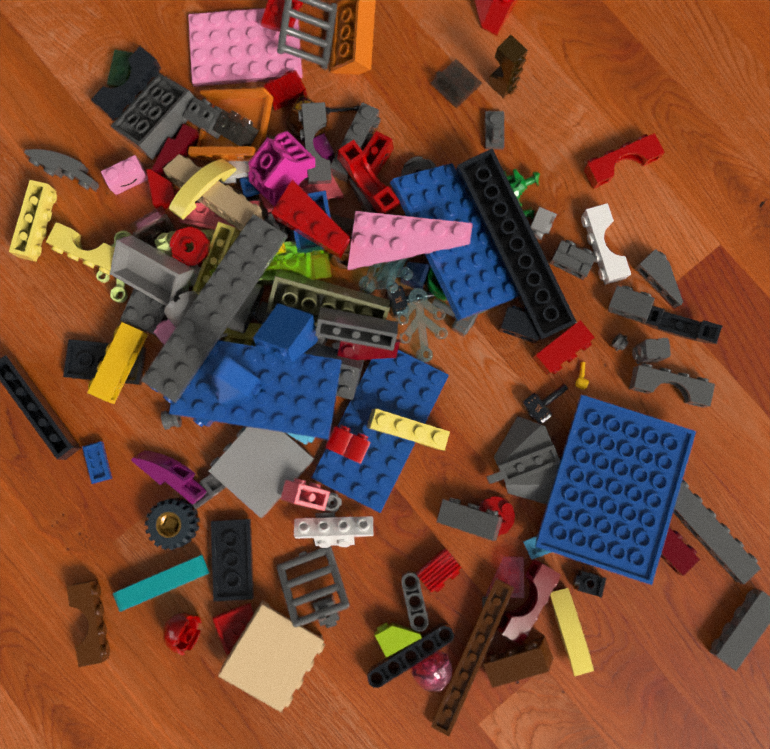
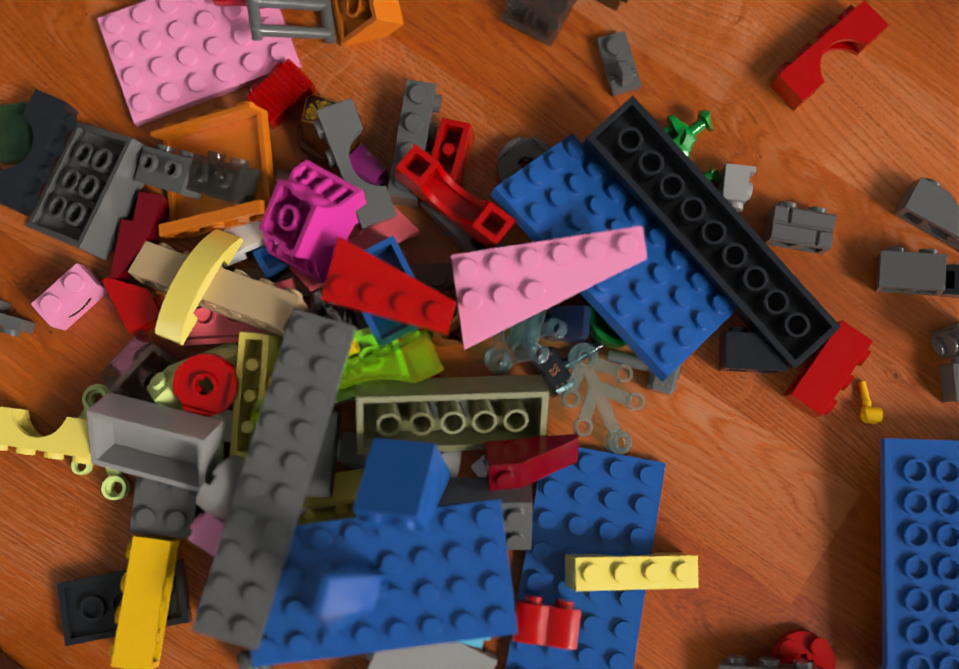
camera: 15 degrees left, 0 degrees up
(356, 108) = (399, 89): black hinge -> none
(356, 328) = (508, 441): dark grey brick -> none
(527, 461) = (827, 564): dark grey panel -> none
(538, 408) = (816, 474): black piece -> none
(611, 266) = (858, 221): white arch -> none
(619, 342) = (908, 334): dark grey plate -> none

